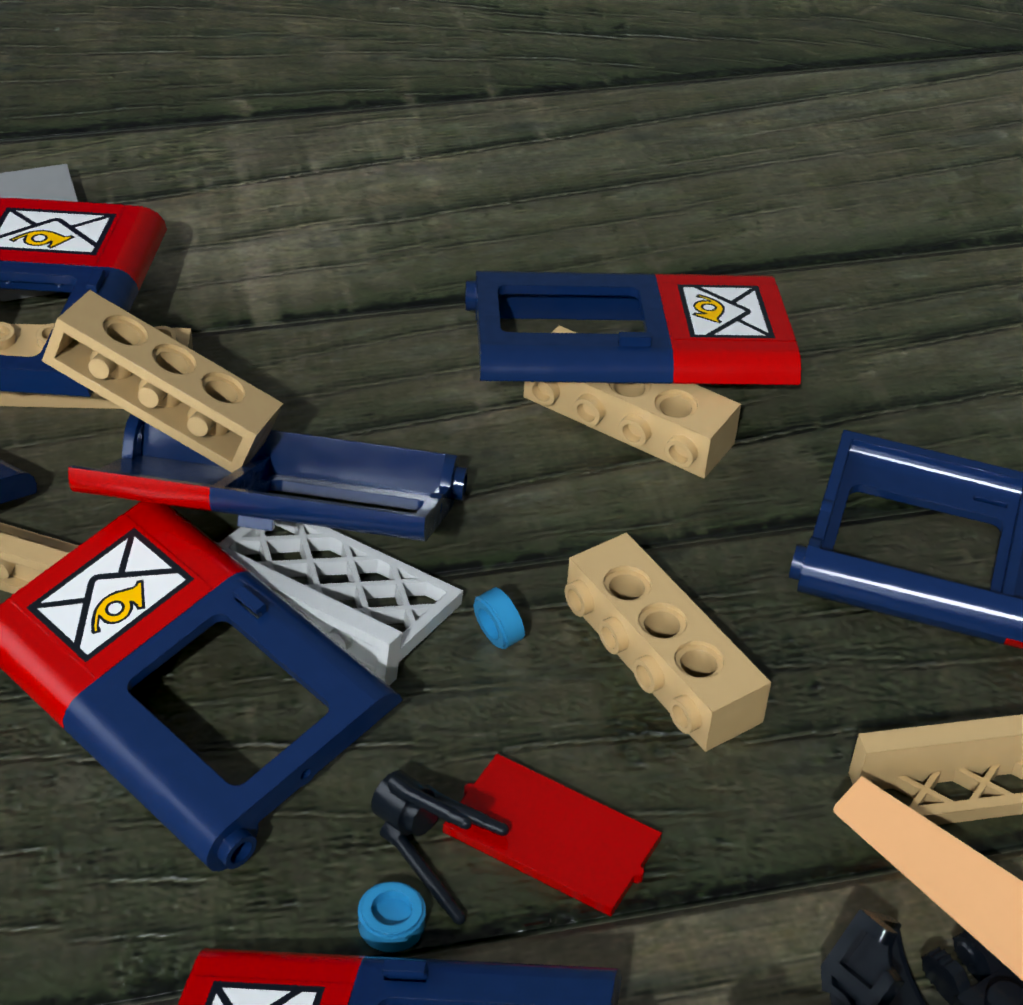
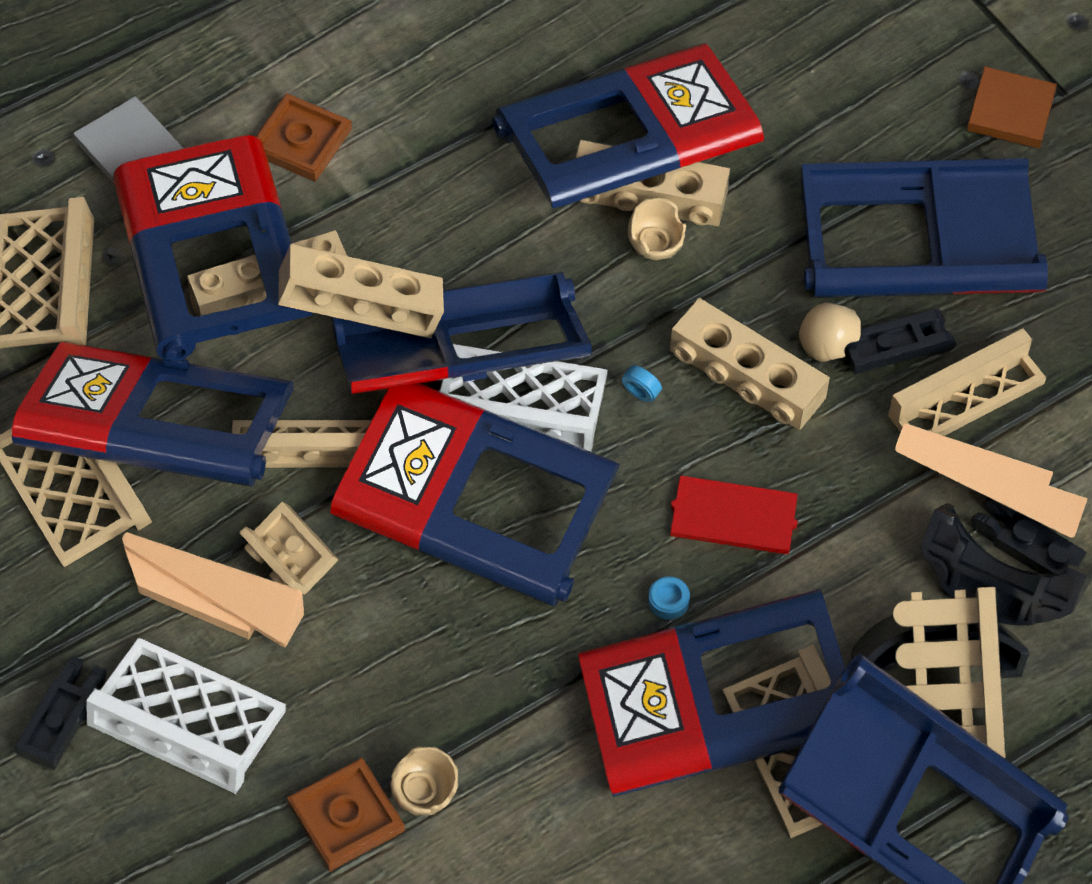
camera: 20 degrees left, 15 degrees up
(229, 250) = (302, 136): none -> dark orange tile
(414, 809) = (651, 529): black plant -> none
(611, 446) = (656, 229): none -> tan hair
(796, 627) = (828, 331): none -> tan hair
(899, 676) = (899, 341): none -> black plate

